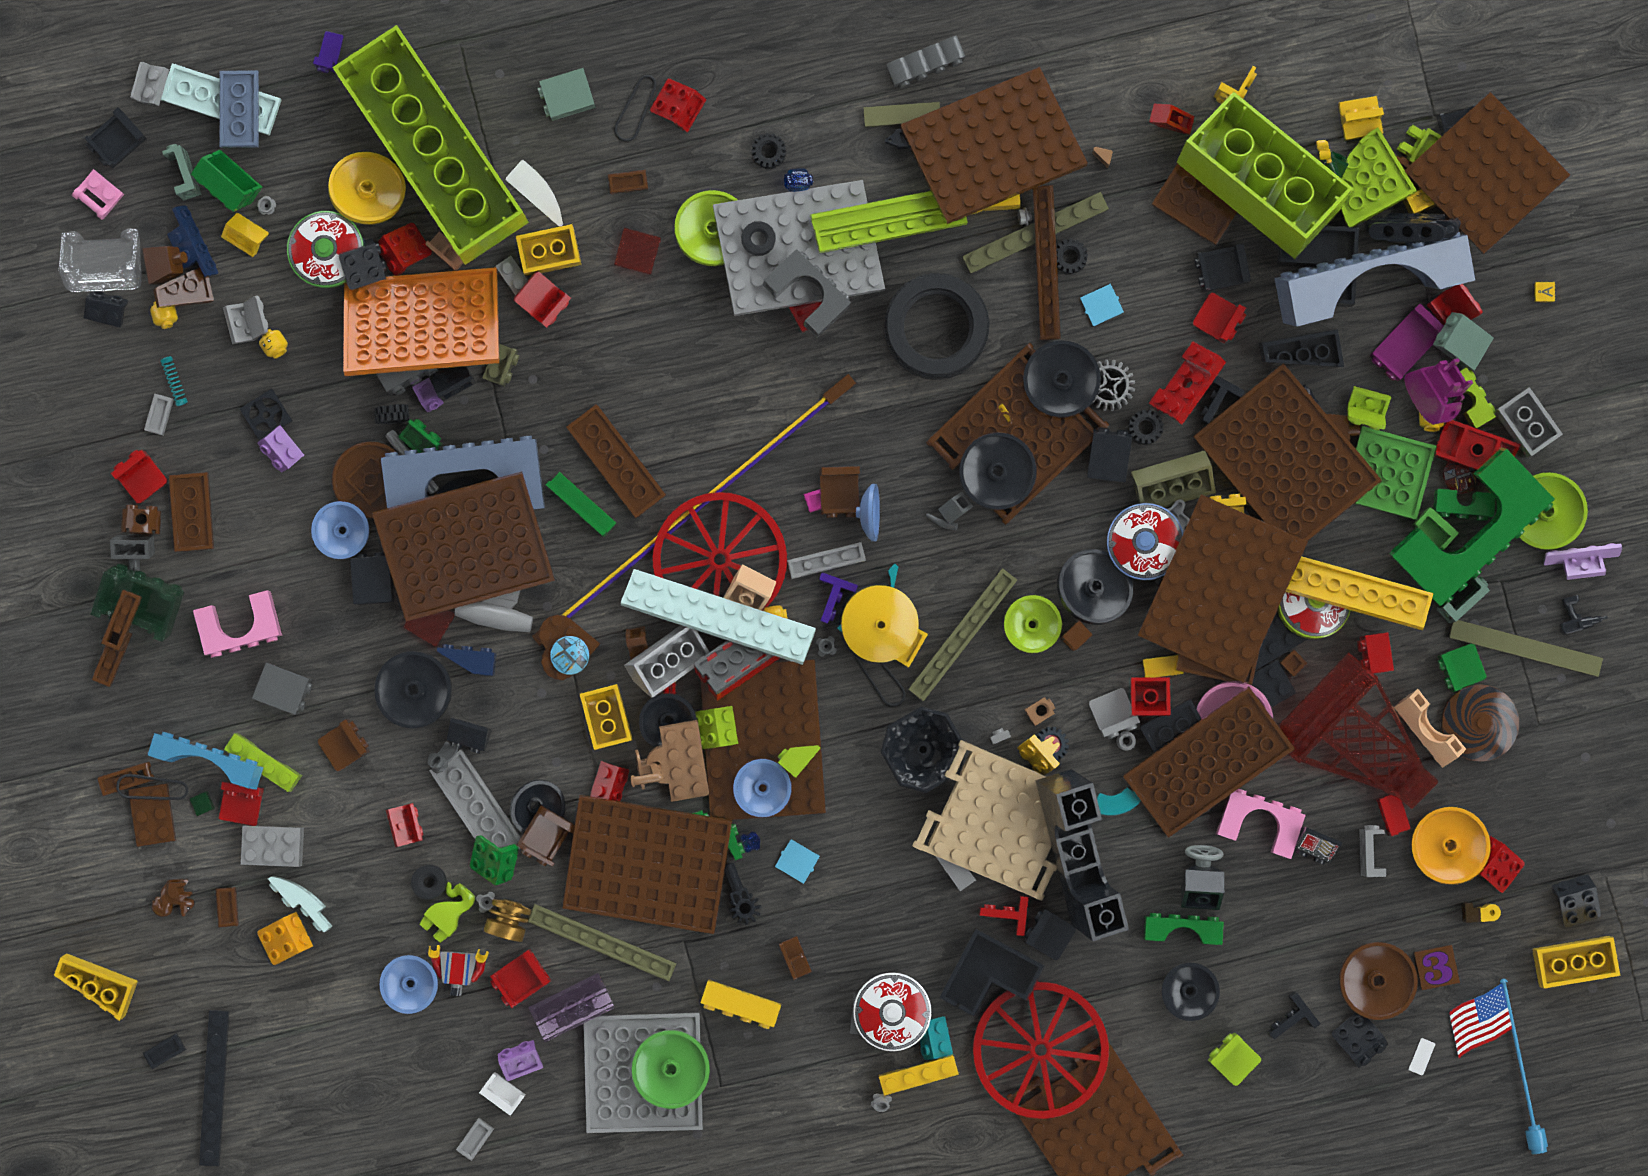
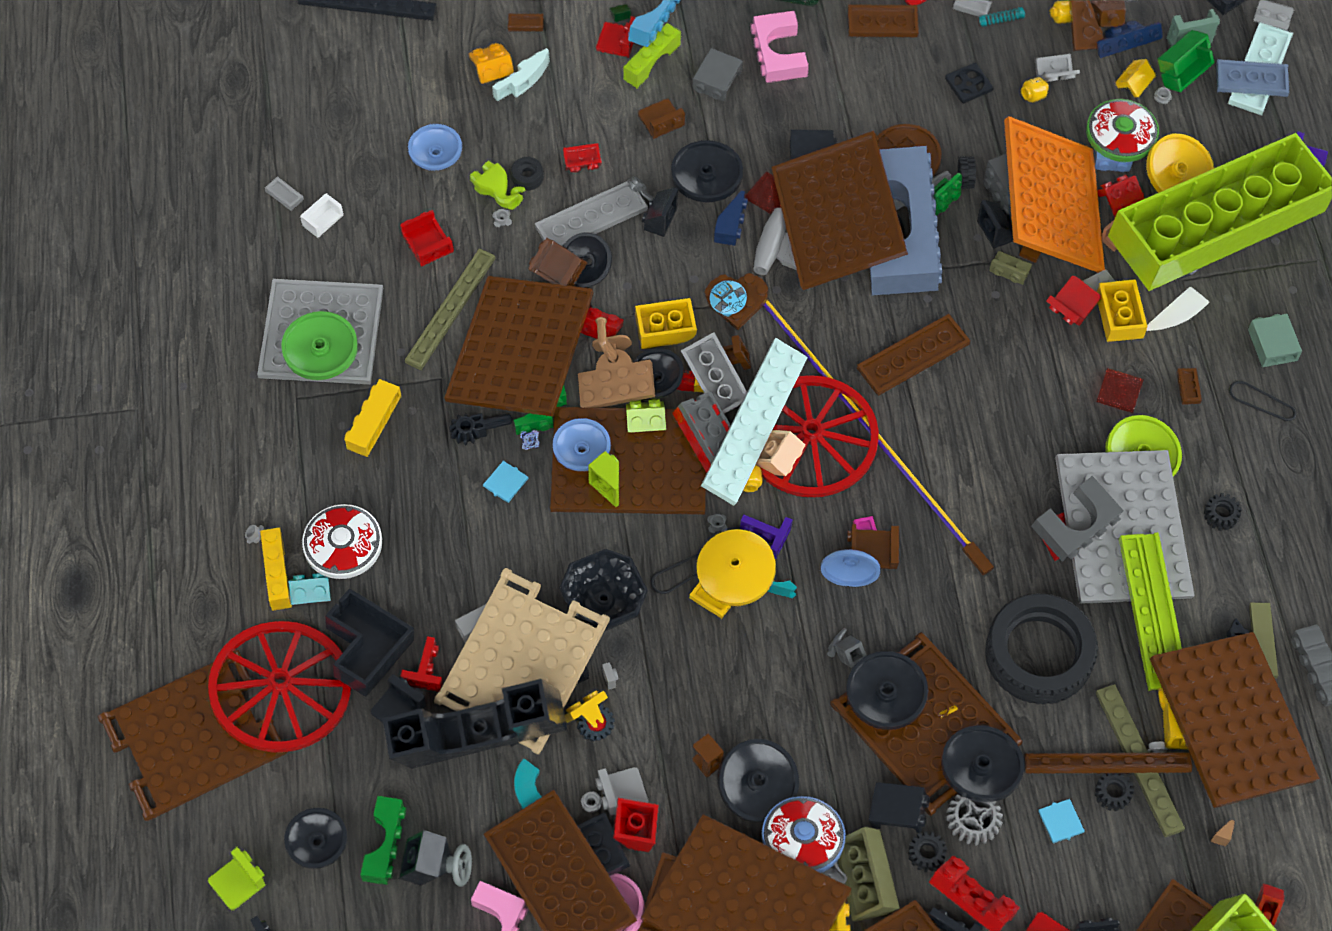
camera: 90 degrees right, 25 degrees down
(272, 846) = (575, 57): light grey brick -> none
(280, 449) = (938, 88): medium lavender bracket -> none
(327, 527) = (859, 118): medium blue dish -> none
(363, 265) = (1108, 157): black bracket -> none
(427, 395) = (974, 205): medium lavender bracket -> none
(457, 967) = (445, 186): torso -> none
(493, 862) = (537, 223): green bracket -> none
(507, 920) = (482, 226): pearl gold wheel -> none
(519, 1060) = (350, 231): medium lavender bracket -> none
(571, 1007) = (393, 275): clear purple slope -> none
(581, 504) = (872, 321): green fence -> none
(678, 104) = (1266, 436): red bracket -> none
(758, 226) = (1126, 491): black tyre -> none
(795, 957) = (410, 467): reddish brown panel -> none
(798, 180) = (1193, 534): clear blue head -> none
(826, 560) = (804, 532): light grey tile -> none
(962, 634) = (719, 651): olive plate -> none
(1031, 711) = (628, 709): medium nougat brick -> none
(1047, 622) = (724, 703): lime dish -> none
(1161, 666) = (666, 841): yellow tile -> none

